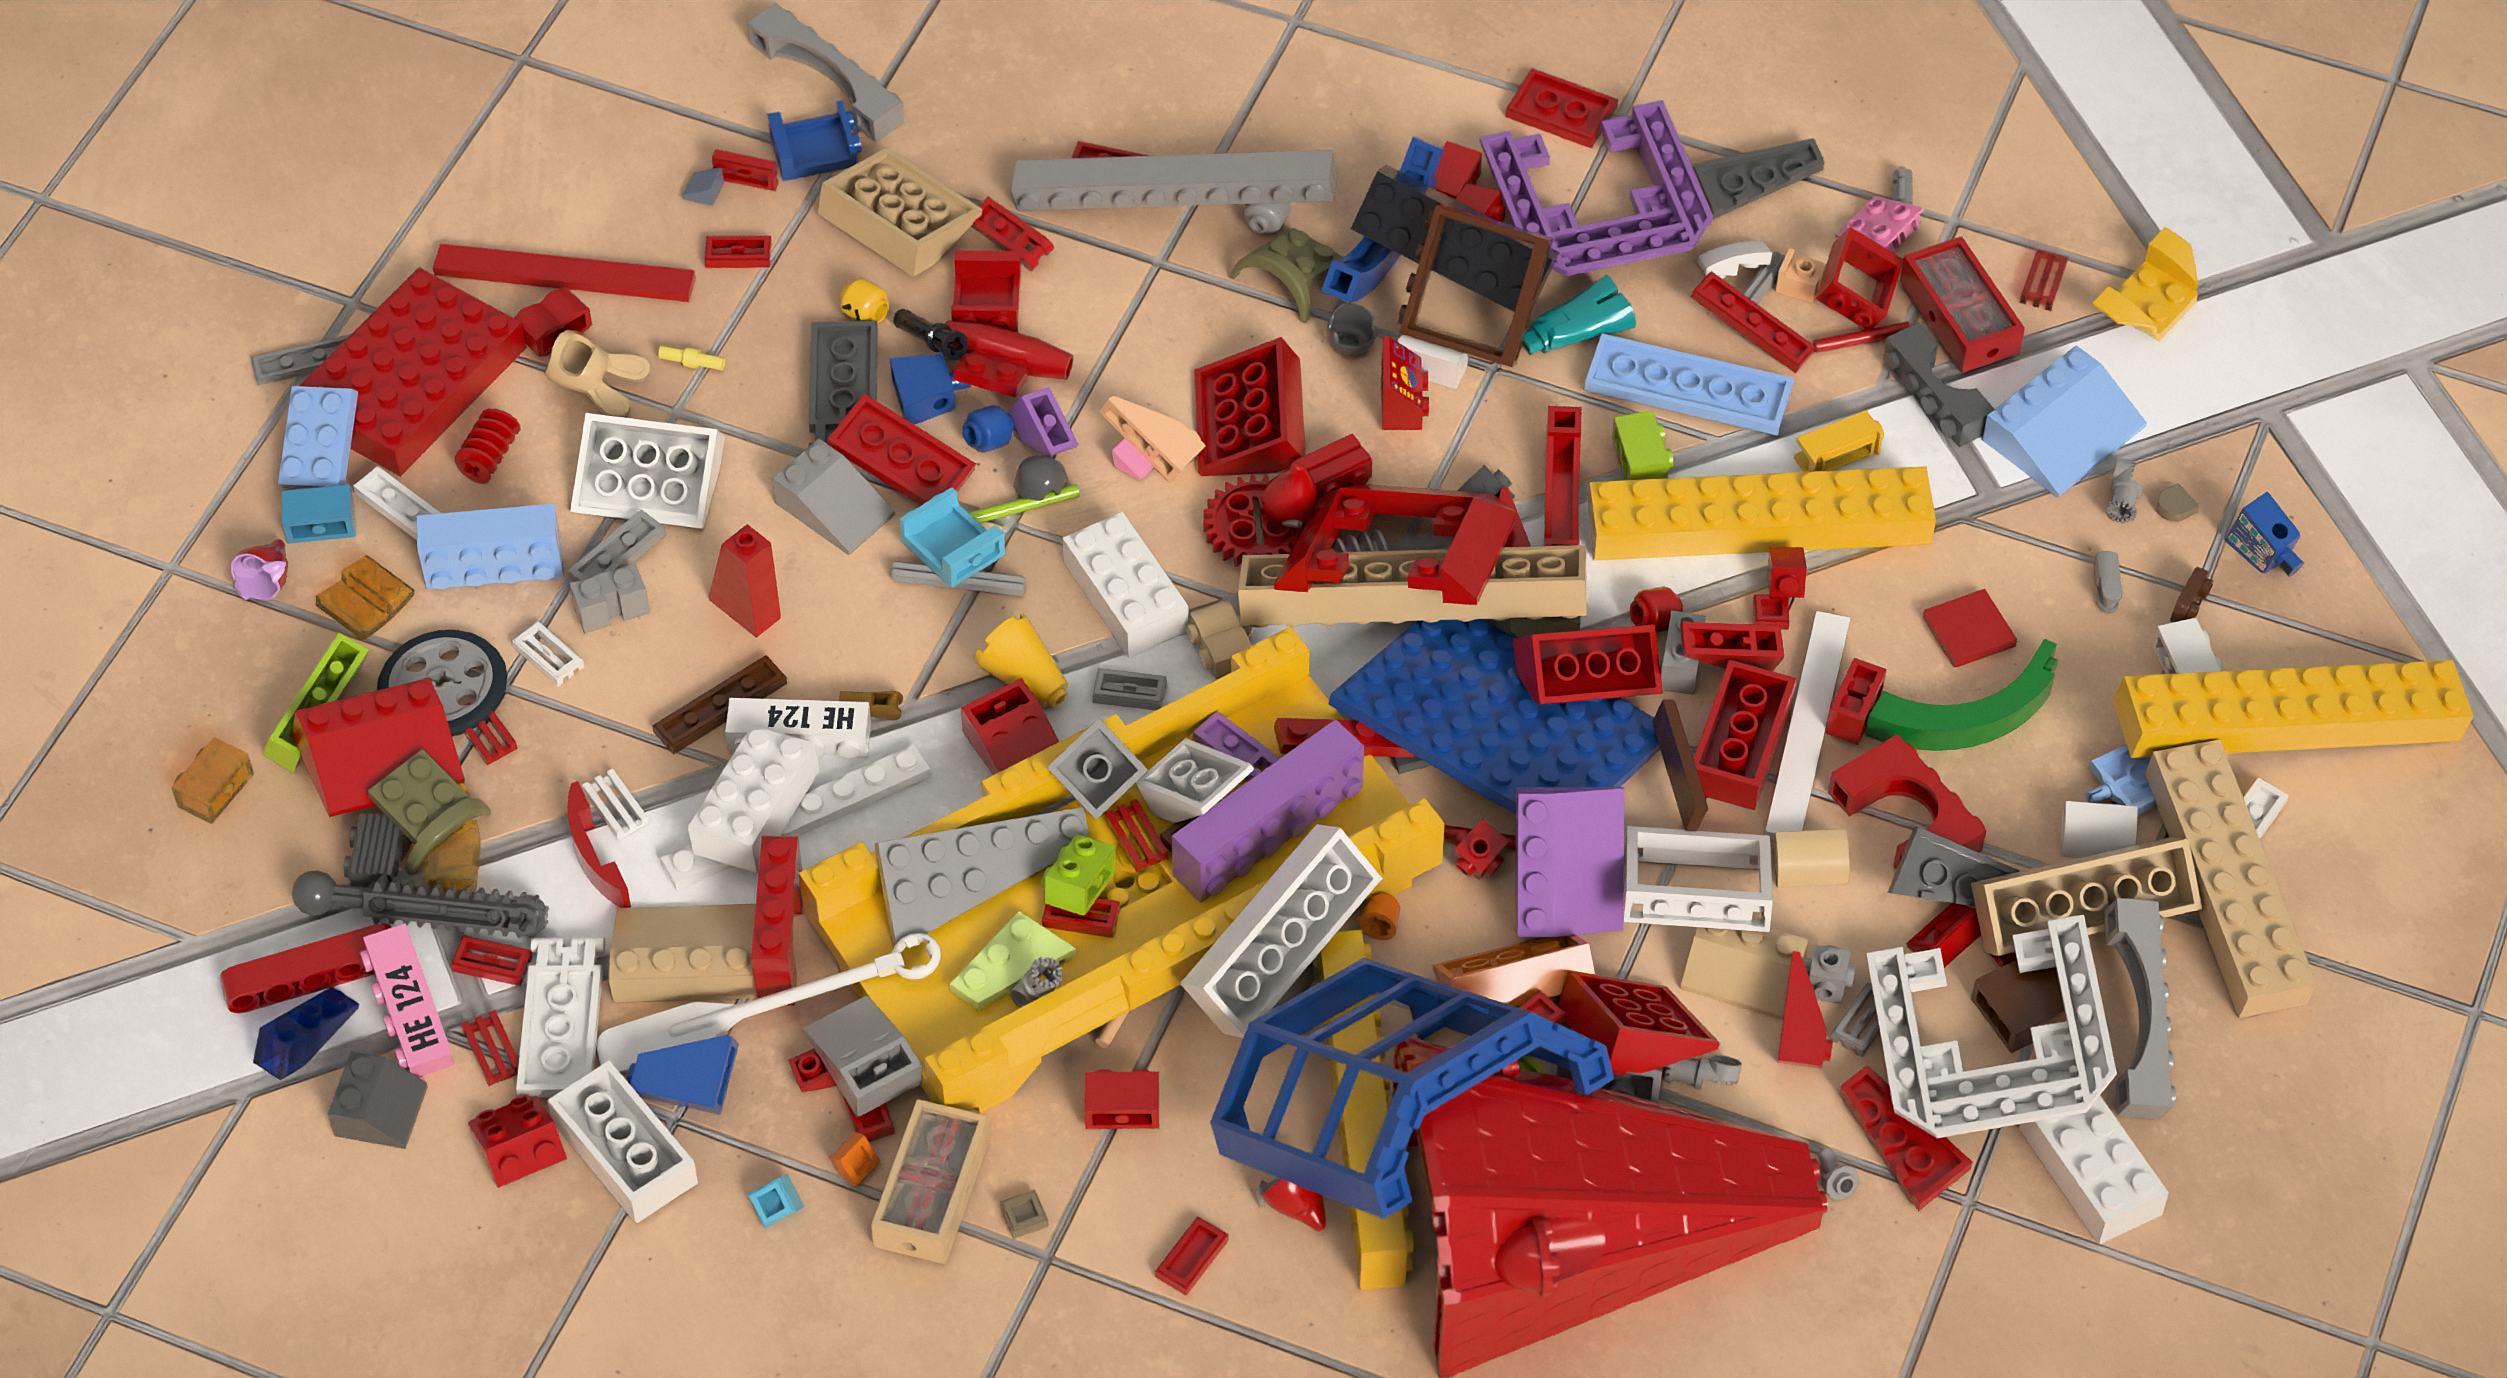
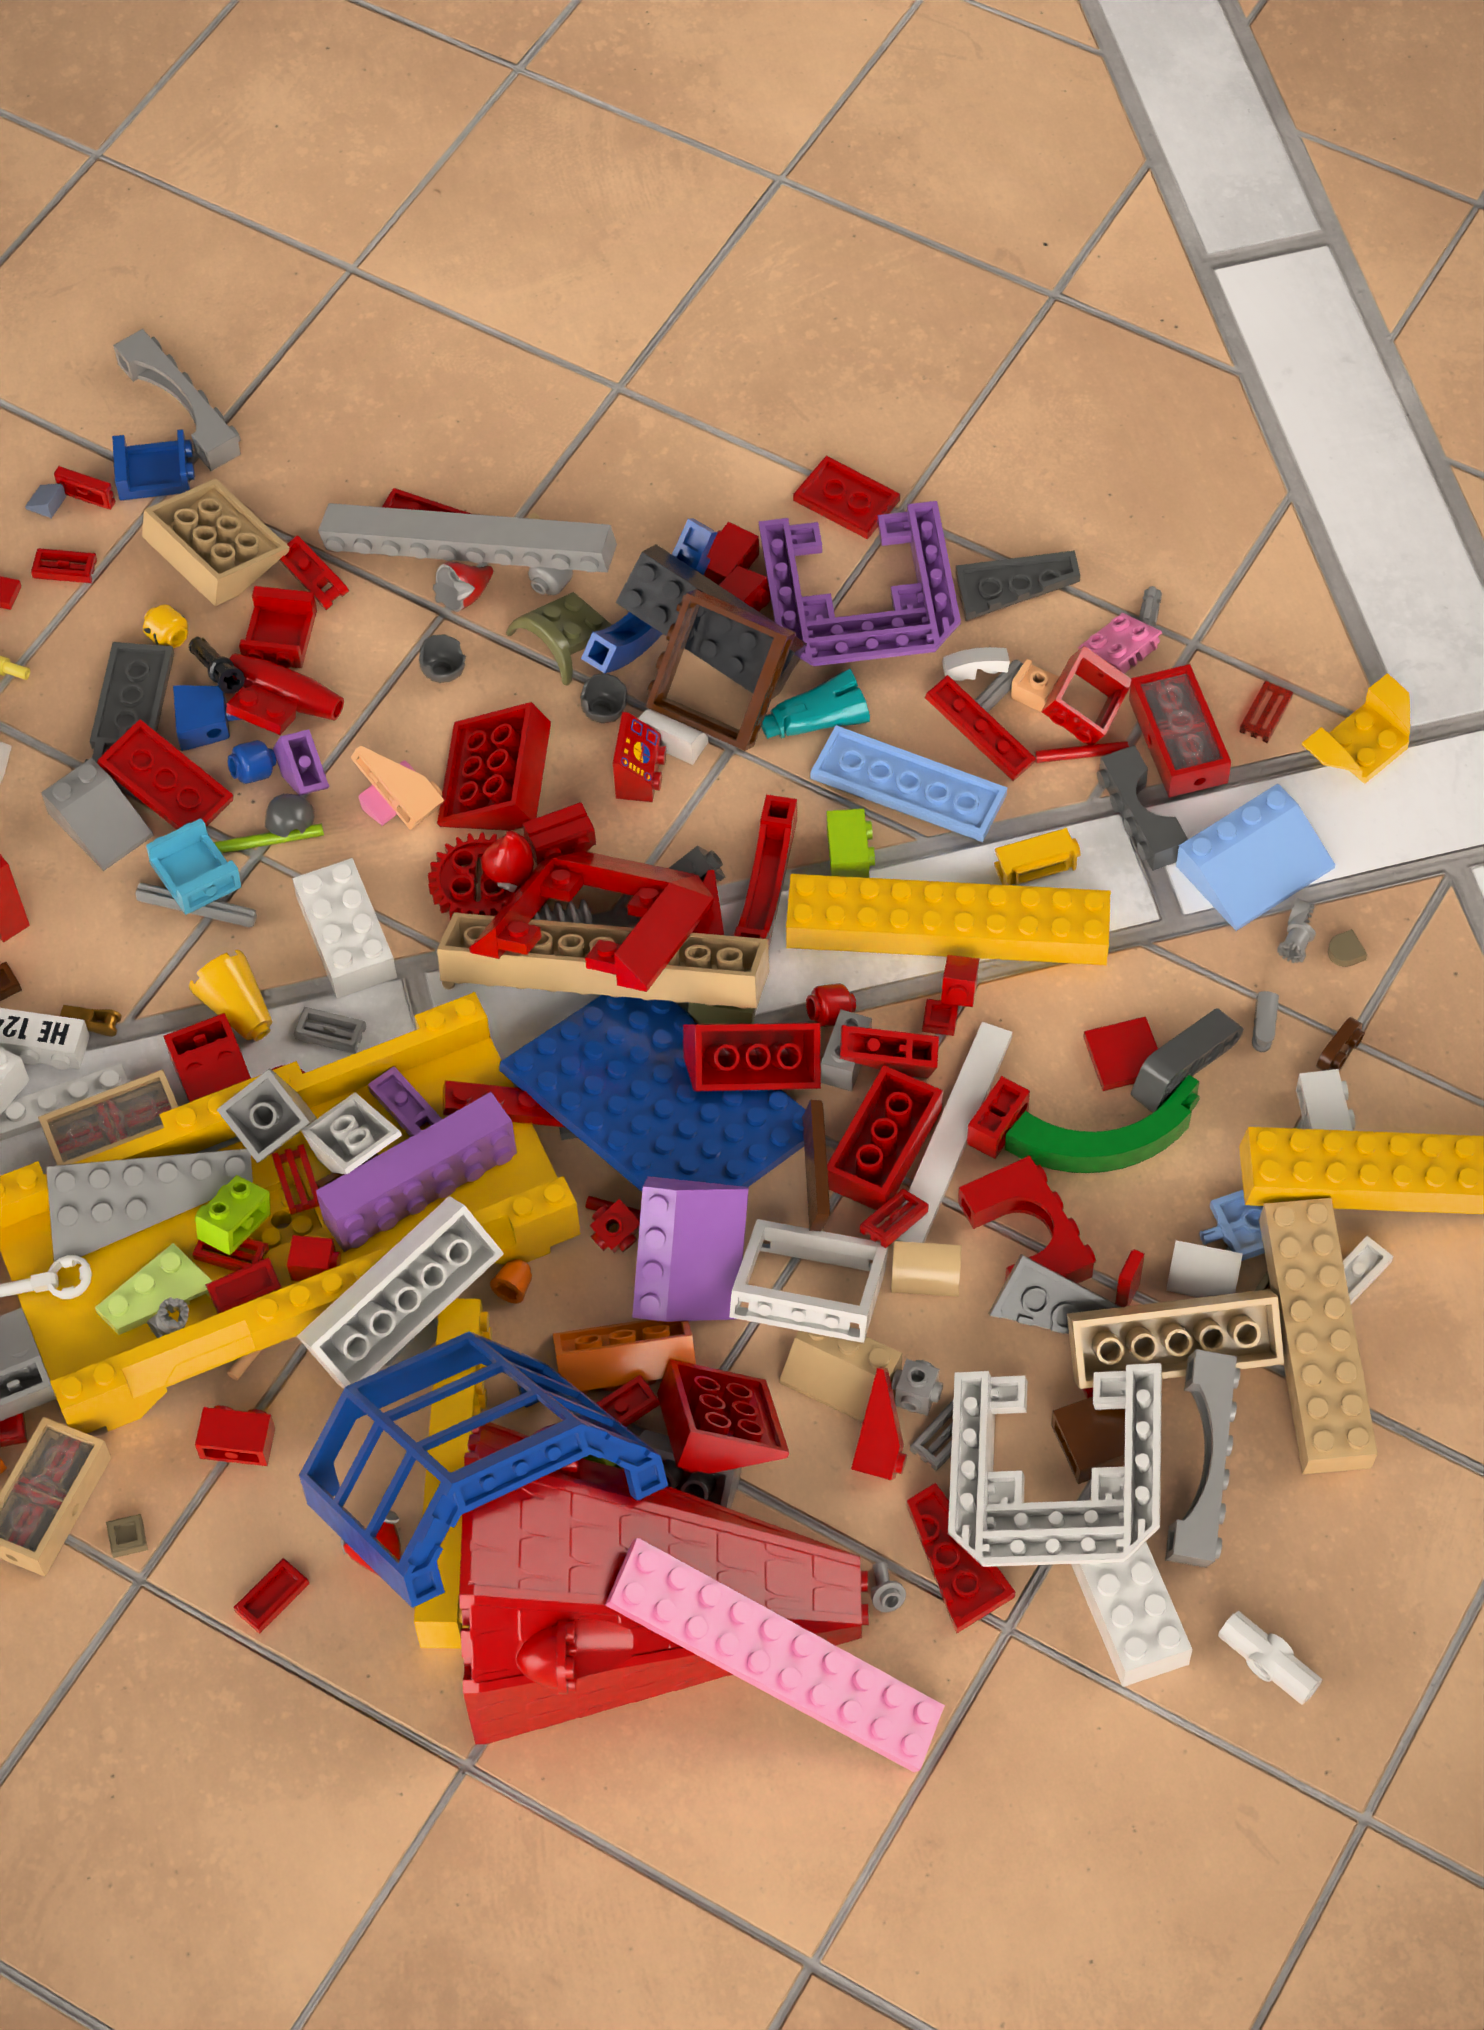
camera: 10 degrees right, 5 degrees up
(917, 797) = (108, 1118): none -> clear brick
(1104, 945) = (243, 1285): none -> red tile
(1169, 306) = (441, 658): none -> dark grey hair
(1171, 907) = (311, 1256): none -> red brick
(1172, 230) = (460, 584): none -> hat
(1218, 636) = (420, 986): tan brick -> none
(1715, 1068) = (791, 1470): light grey connector -> none
(1749, 1240) = (775, 1655): none -> bright pink plate
(1776, 811) = (899, 1220): none -> red tile
(1950, 931) = (1040, 1359): red slope -> none
(2027, 840) = (1129, 1278): none -> red tile
(2032, 622) = (1183, 1057): none -> dark grey beam
(2245, 1196) = (1270, 1657): none -> white piece
(2265, 536) = (1422, 994): blue torso -> none

